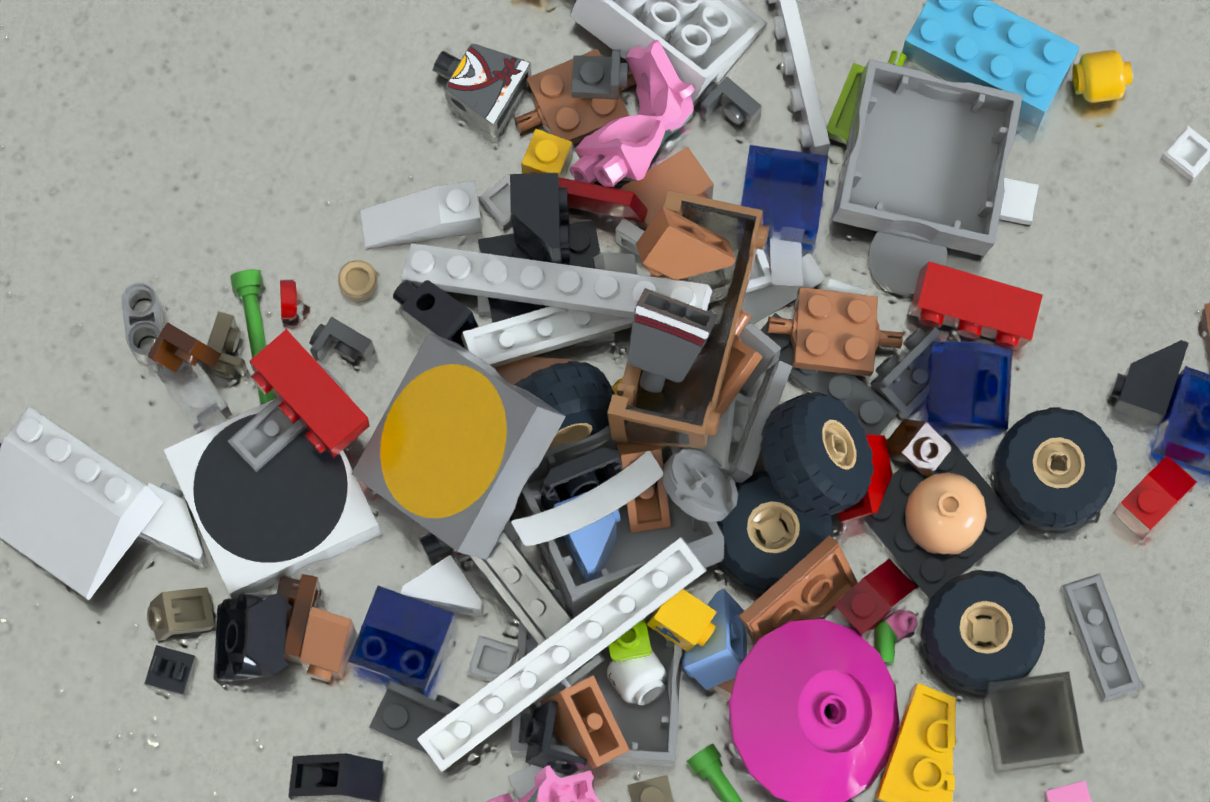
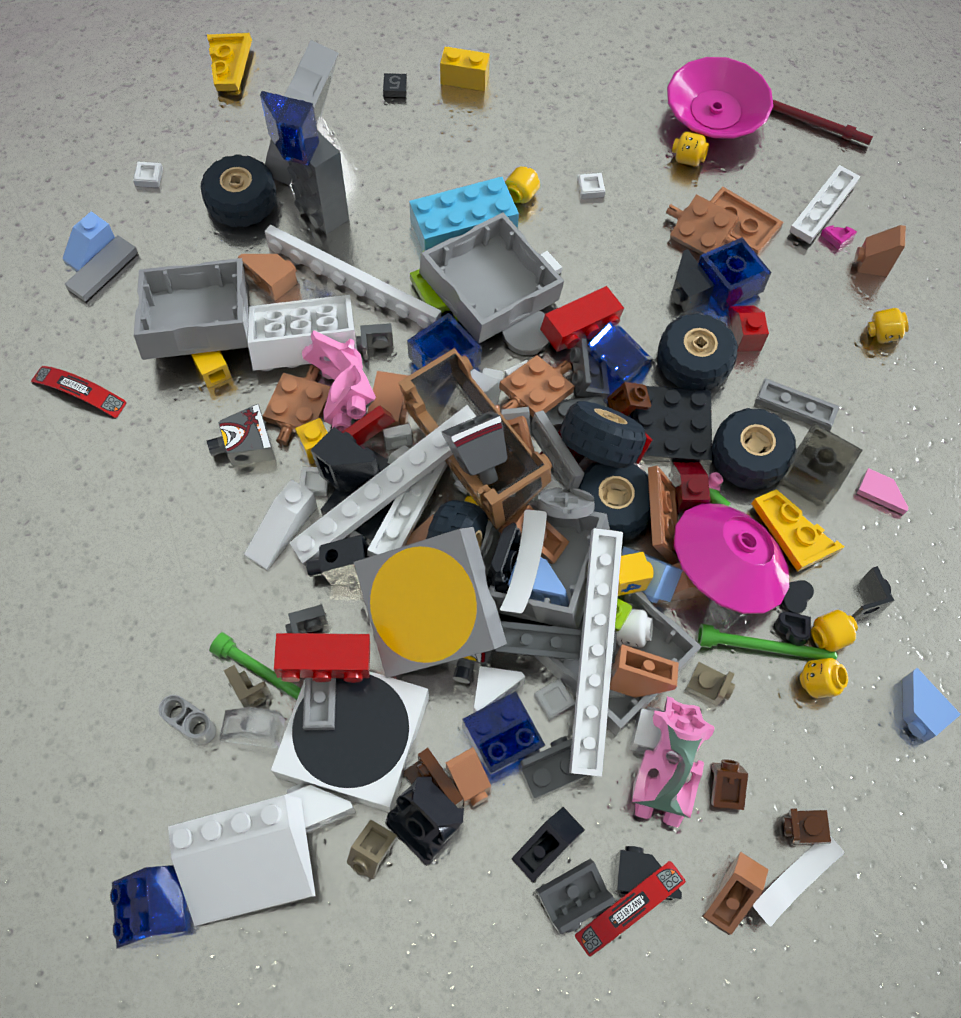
camera: 50 degrees left, 10 degrees down
(170, 671) = (398, 886): black tile -> none
(175, 346) = (218, 708): reddish brown bracket -> none
(288, 299) = (254, 630): red tile -> none
(358, 280) = (280, 588): tan tile -> none
(539, 736) = (633, 704): black bracket -> none
(598, 76) = (299, 379): dark grey bracket -> none
(682, 247) = (433, 402): nougat slope -> none
(945, 514) = (678, 413): light nougat cylinder -> none

